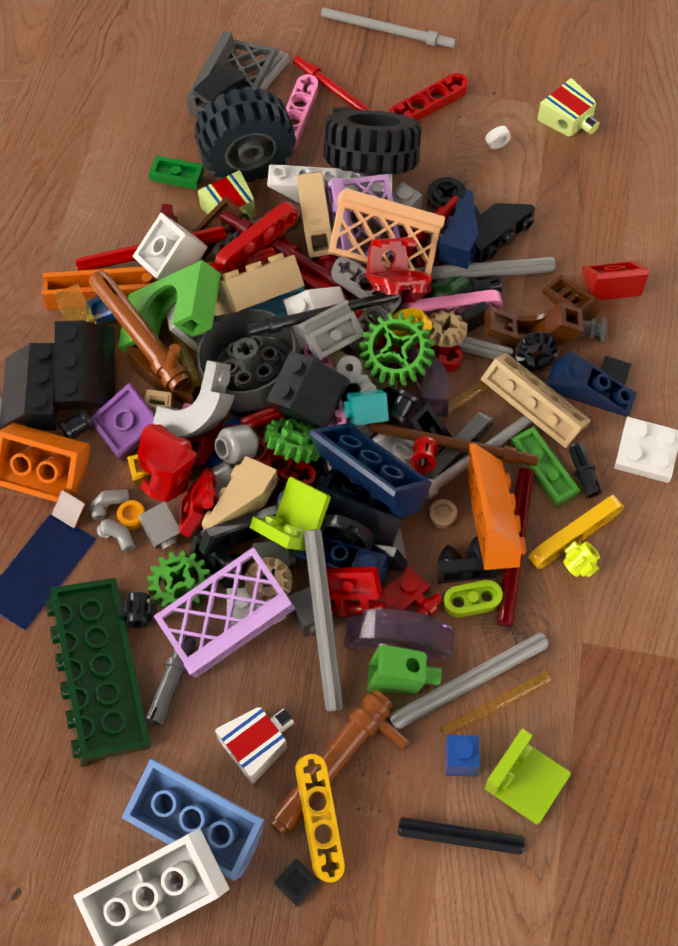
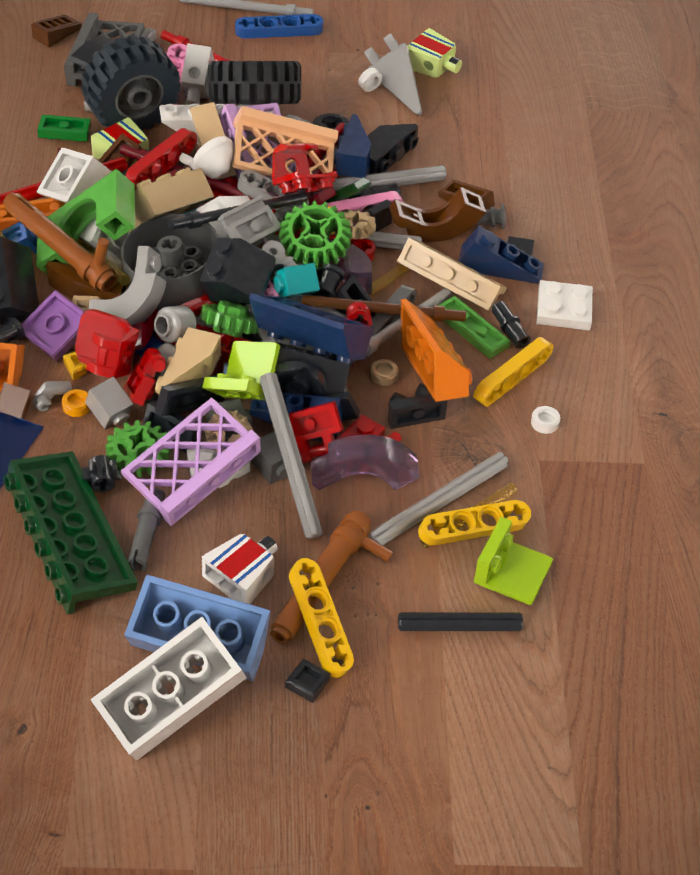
camera: 15 degrees left, 15 degrees down
(113, 528) = (66, 415): light grey arm -> none
(181, 51) = (54, 29): none -> reddish brown slope
(310, 240) = (212, 157): none -> white hat
(316, 111) = (195, 73): none -> white torso
(400, 671) = (373, 490): bright green torso -> none
(417, 61) = (278, 26): none -> blue beam
(432, 104) = (316, 47): red beam -> none
(462, 755) = (447, 554): blue brick -> none
(471, 597) = (428, 432): lime plate -> none
(498, 718) = (473, 517): none -> yellow beam
(512, 575) = (460, 405): dark red axle -> none
(527, 131) = (397, 73): none -> light grey flag
(531, 343) = (439, 226): black gear -> none
(581, 559) = (524, 390): neon yellow gear -> none
(598, 594) = (545, 419): none -> white tile
(615, 280) = (506, 178): red slope -> none

